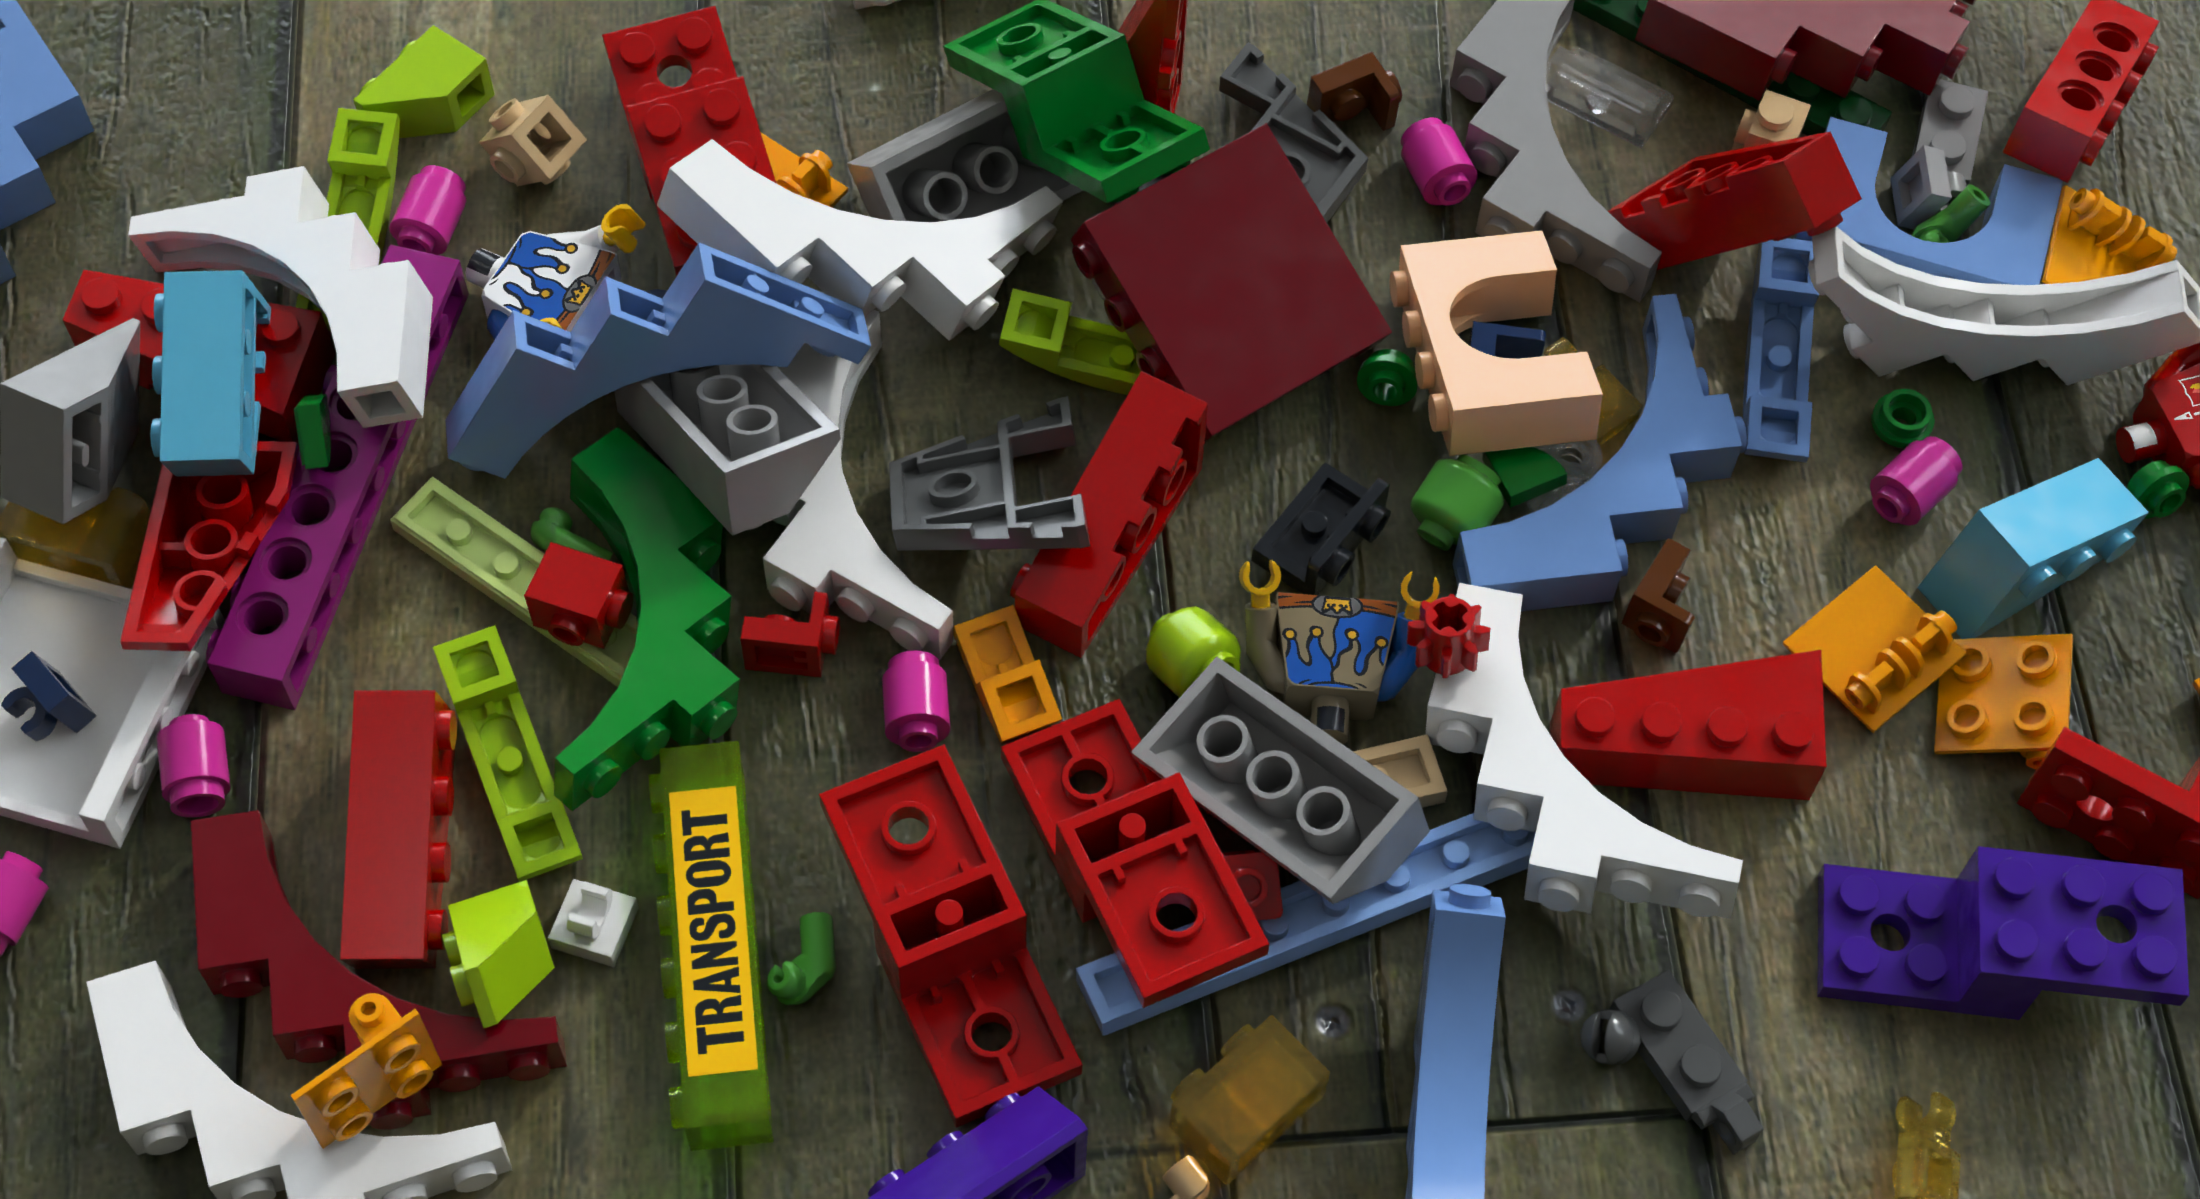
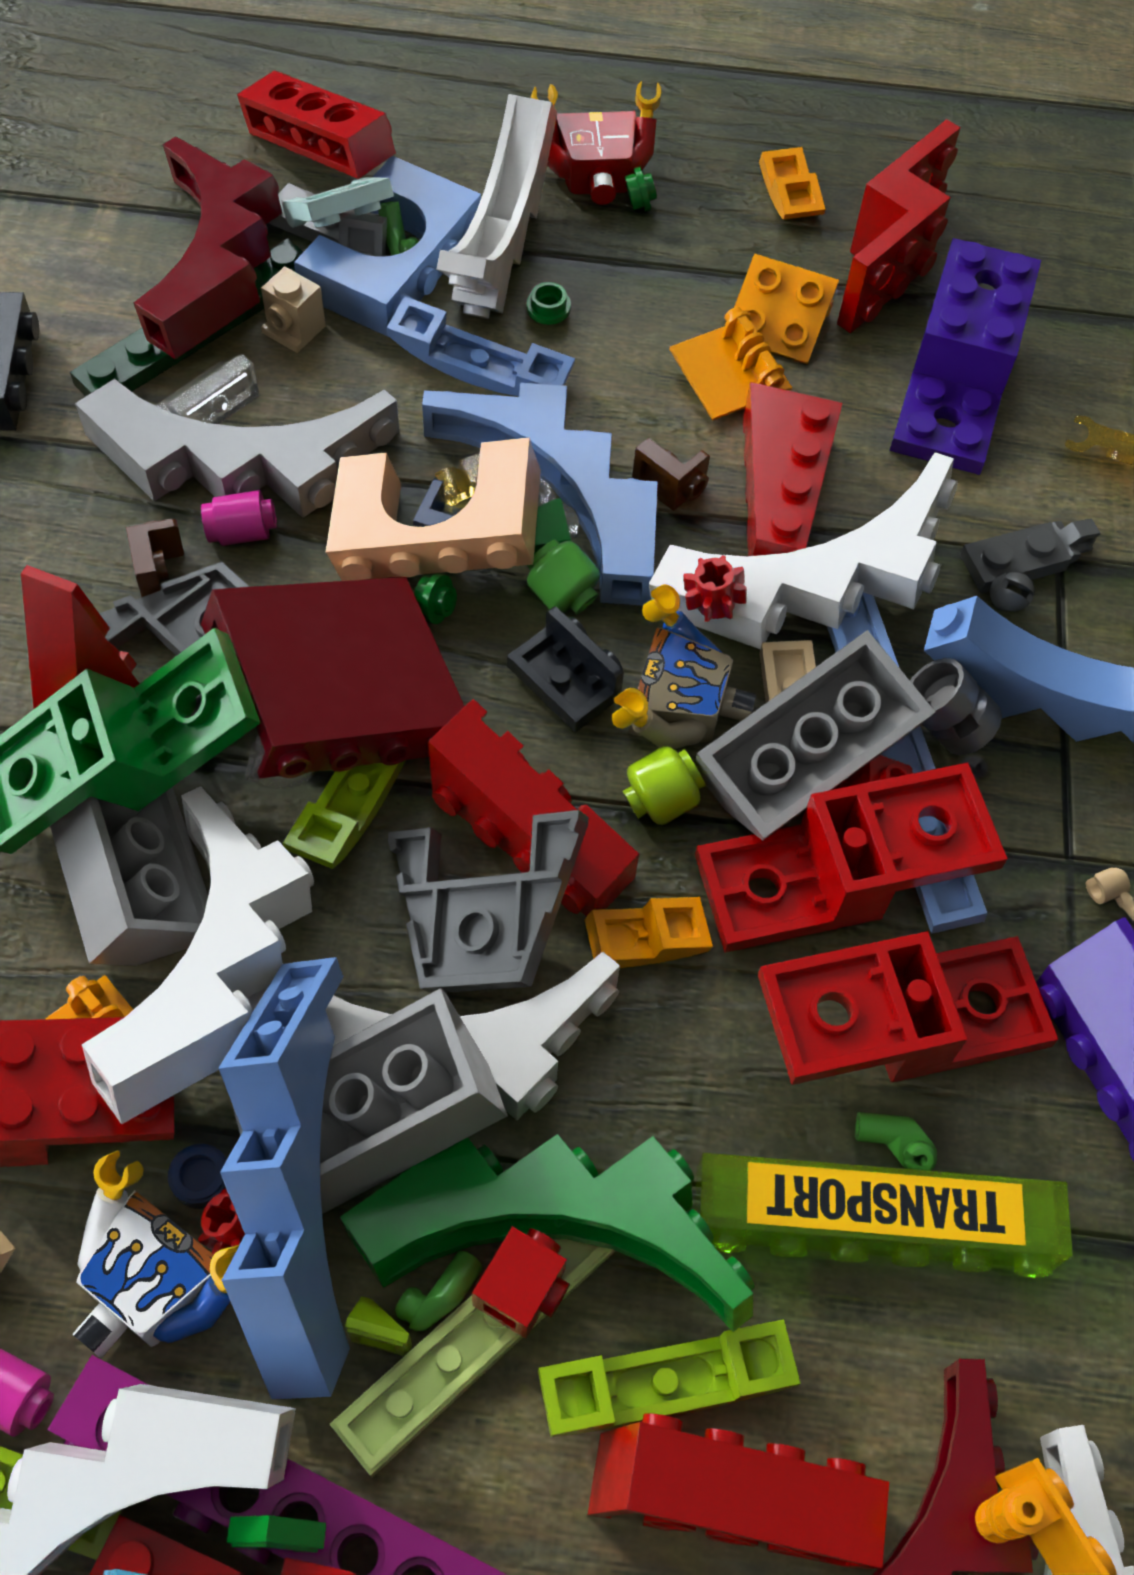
camera: 80 degrees left, 0 degrees up
(496, 950) = (883, 1404): lime slope -> none
(526, 493) = (375, 1328): none -> lime slope
(593, 922) = (838, 1324): white tile -> none
(790, 646) = (589, 1108): red bracket -> none
(915, 701) = (668, 1006): dark pink brick -> none
(1247, 1097) = (1050, 827): clear yellow brick -> none
(1380, 947) = (964, 711): none -> flat silver wheel
(1742, 199) = (375, 311): red wedge -> none
(1915, 481) = (605, 308): dark pink brick -> none
(1953, 147) = (324, 208): none -> light aqua plate
(2032, 546) = (681, 257): medium azure wedge -> none
(2100, 240) = (443, 152): light orange hinge -> none

